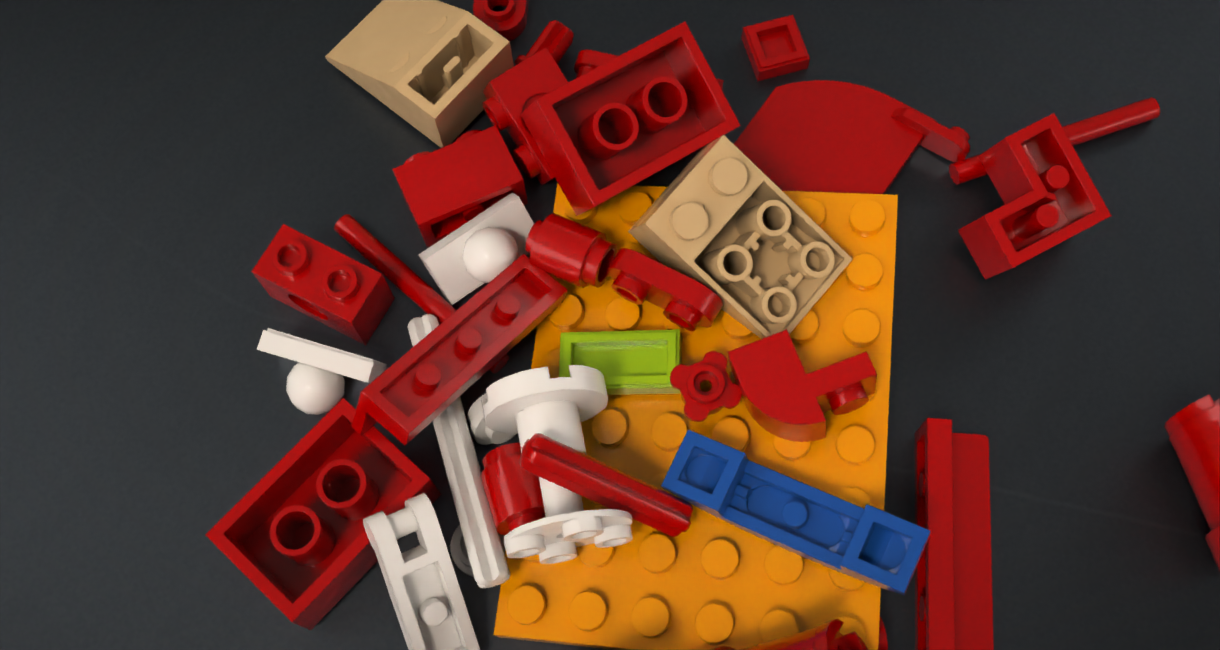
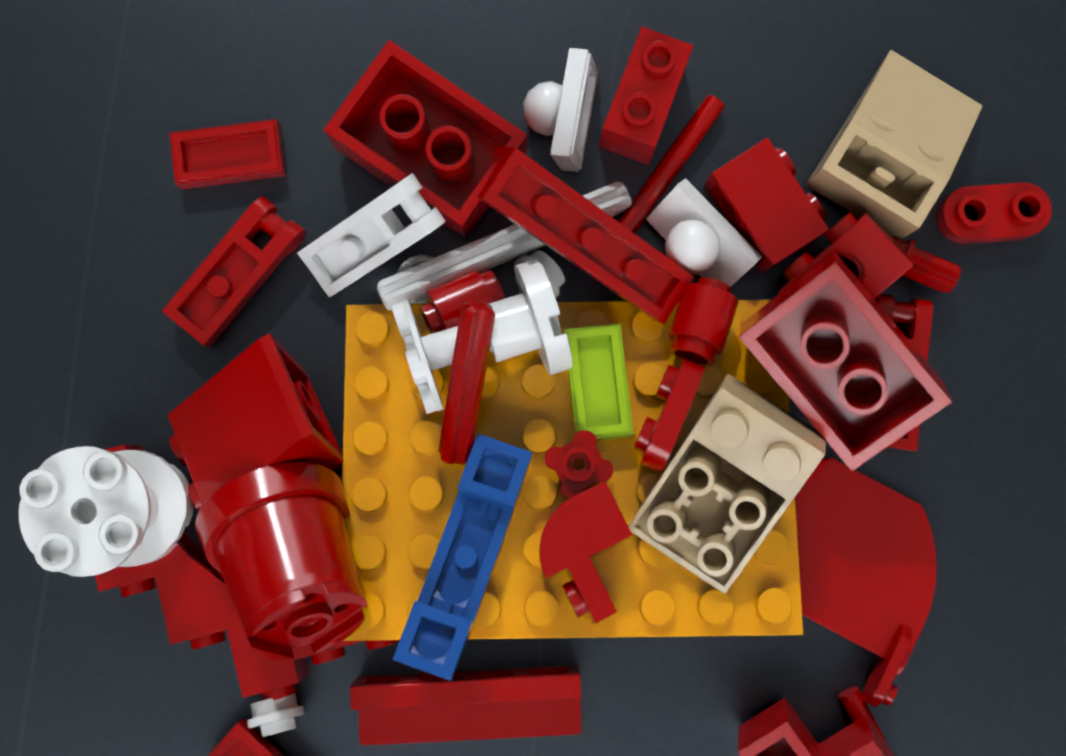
camera: 80 degrees right, 15 degrees up
(775, 47) = (968, 500): red tile -> none

